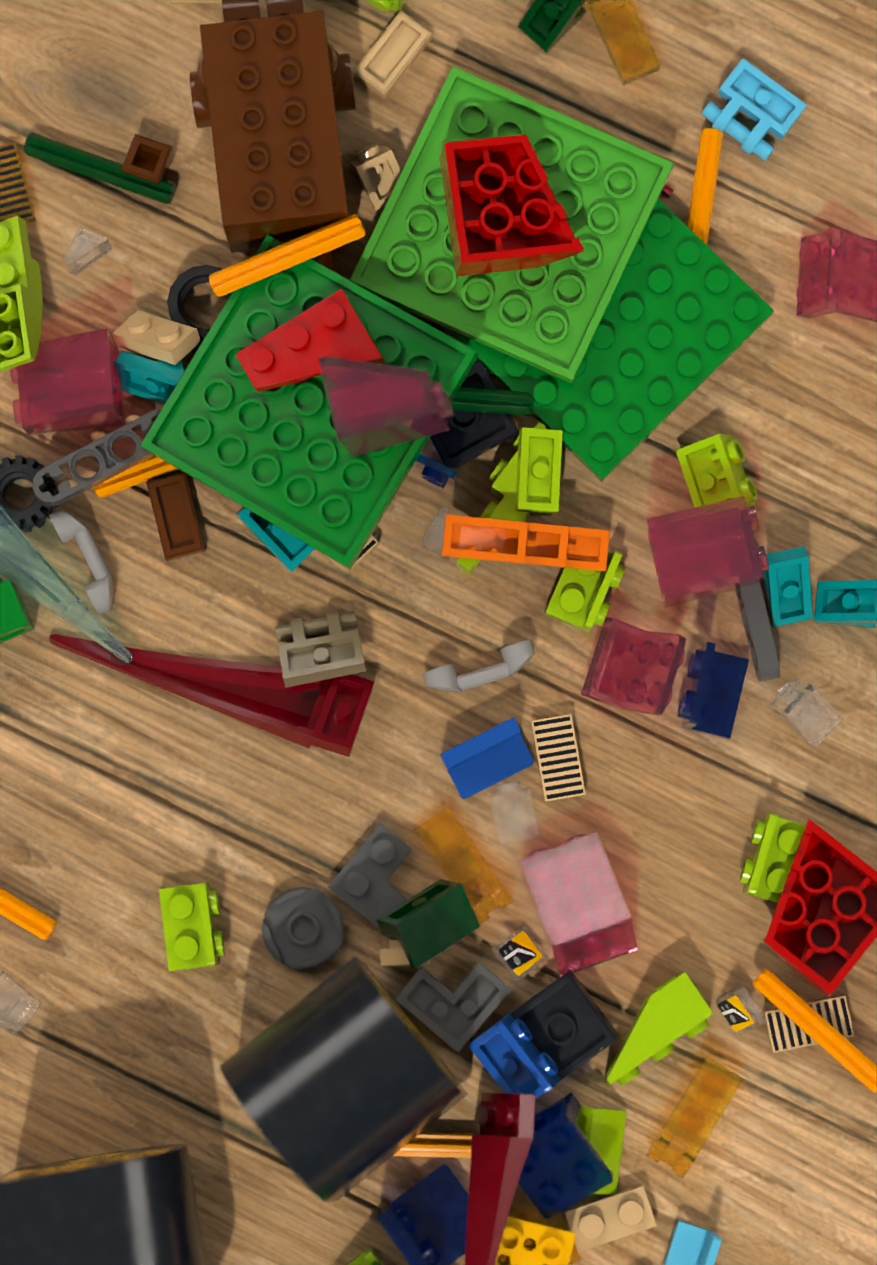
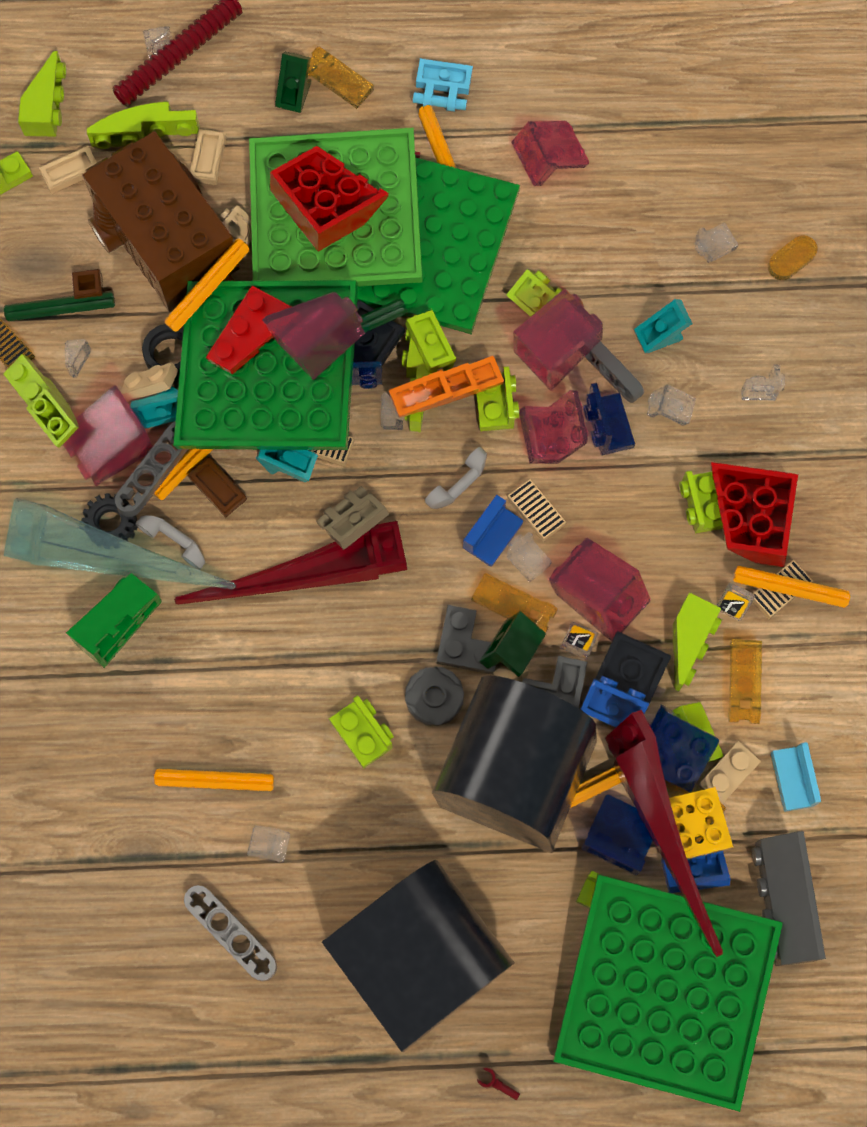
camera: 30 degrees left, 10 degrees down
(788, 586) = (619, 336): teal slope -> none

